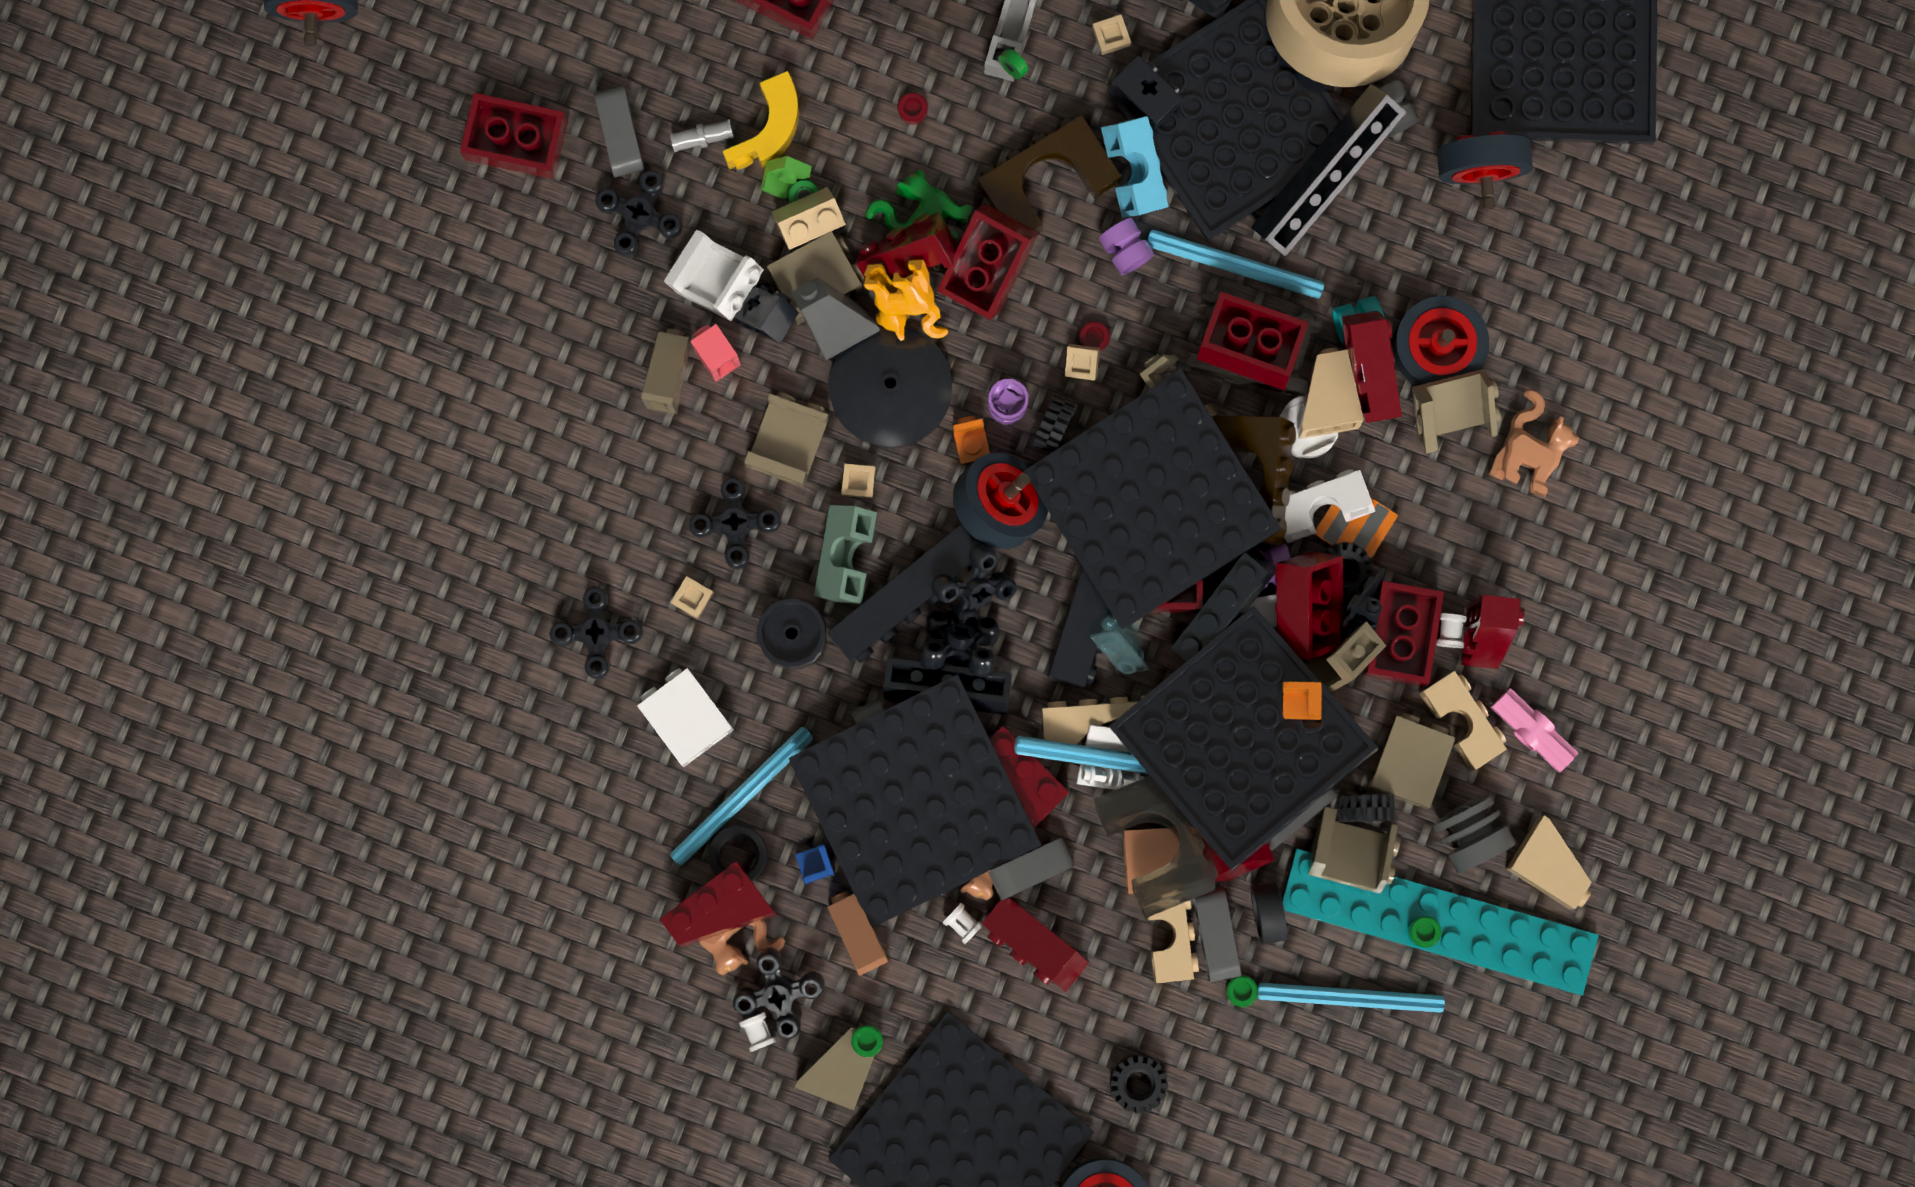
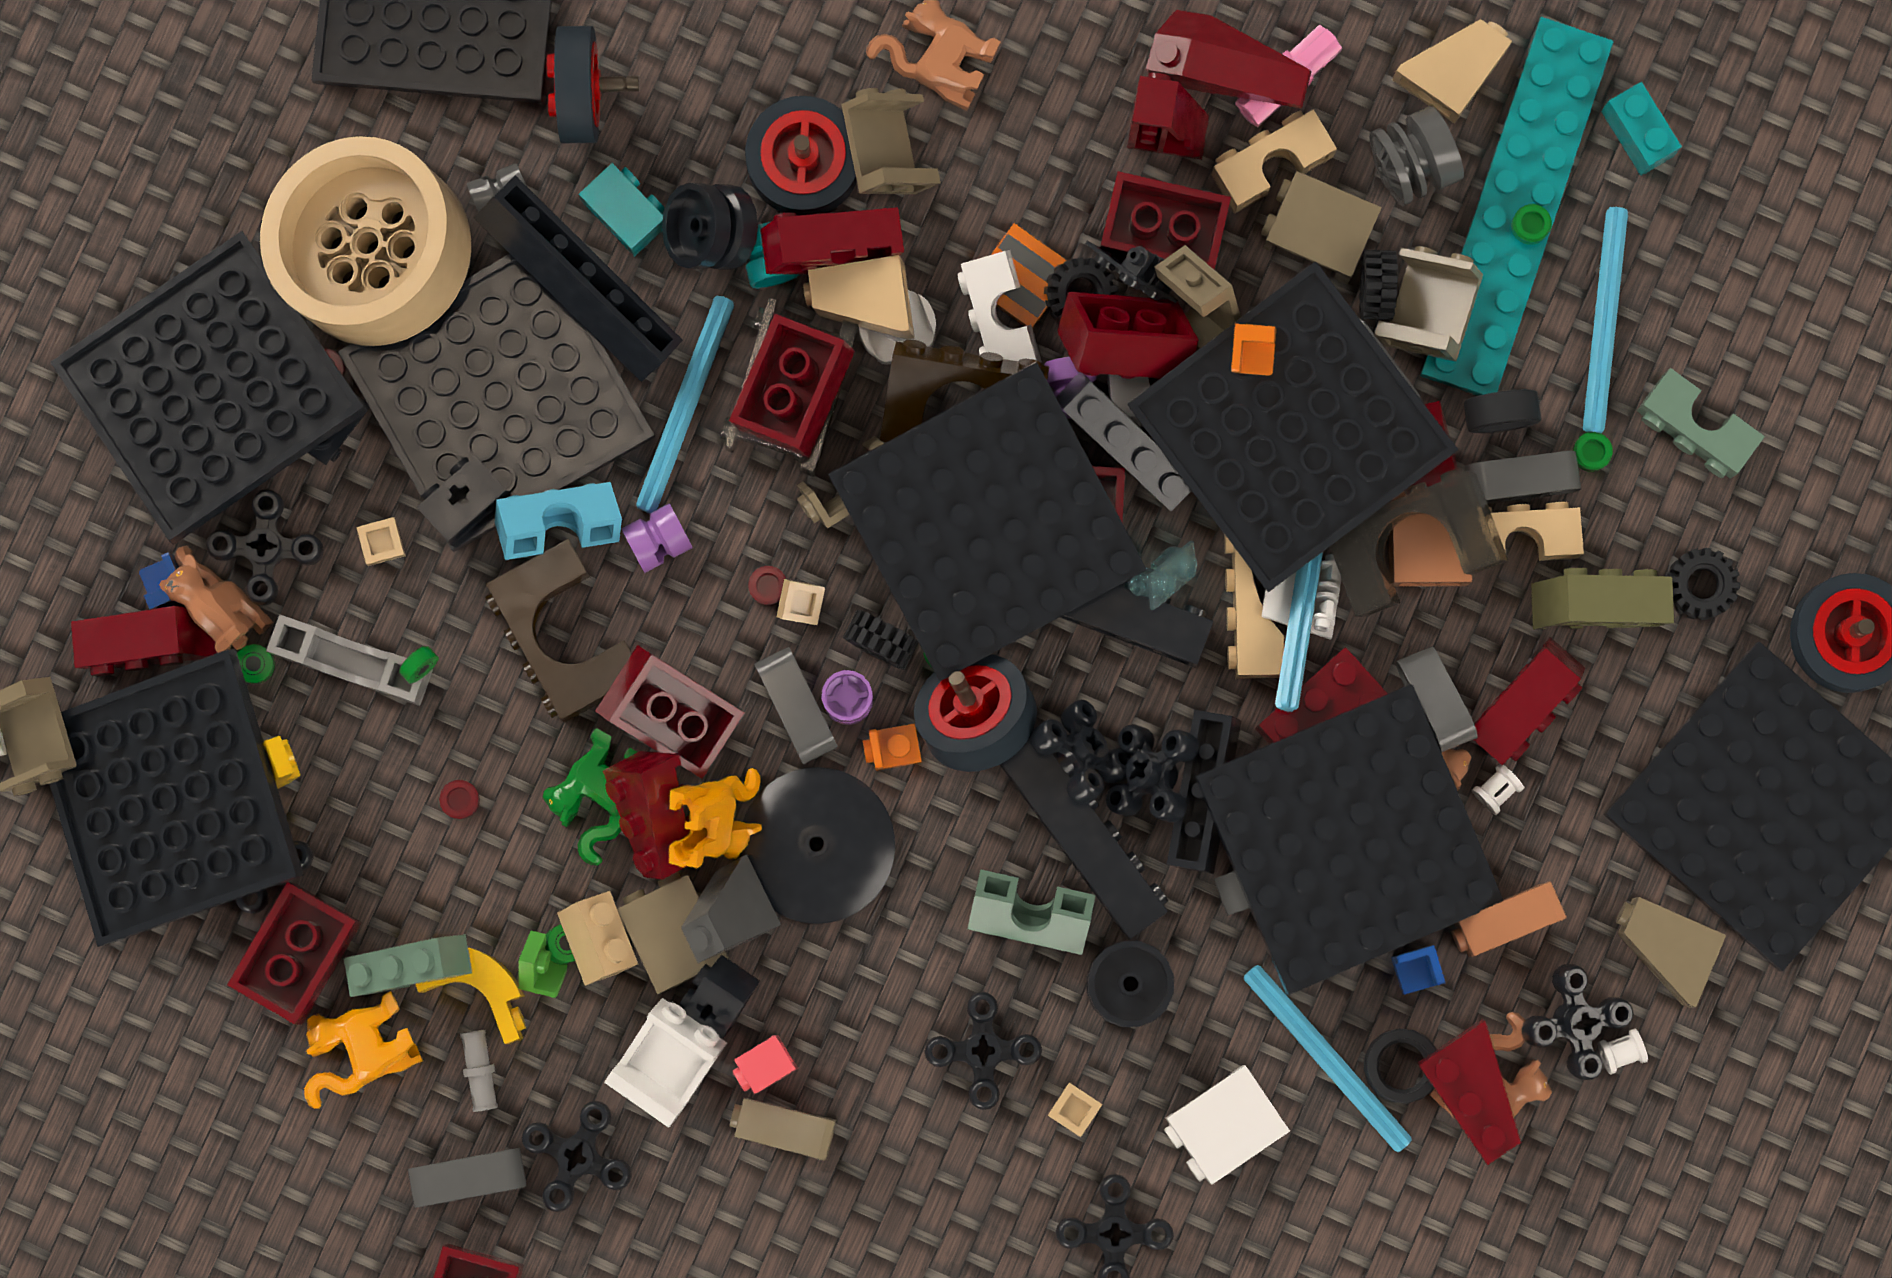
camera: 85 degrees left, 0 degrees up
(716, 47) = (366, 1048): none -> light orange animal
(779, 72) = (407, 965): none -> sand green arch
(788, 439) = (878, 979): dark tan panel -> none
(858, 481) = (936, 891): tan plate -> none
(867, 1041) = (1642, 913): green tile -> none
(1000, 362) = (796, 705): none -> dark grey beam
(1120, 1003) = (1603, 599): none -> olive wedge
(1250, 1097) = (1670, 409): none -> sand green arch
(1377, 271) = (710, 226): none -> black wheel
(1388, 205) = (624, 208): none -> teal brick
(1451, 630) = (1161, 167): white bush -> none
(1510, 1019) = (1641, 128): none -> teal brick
(1544, 669) = (1224, 61): none -> dark red wedge

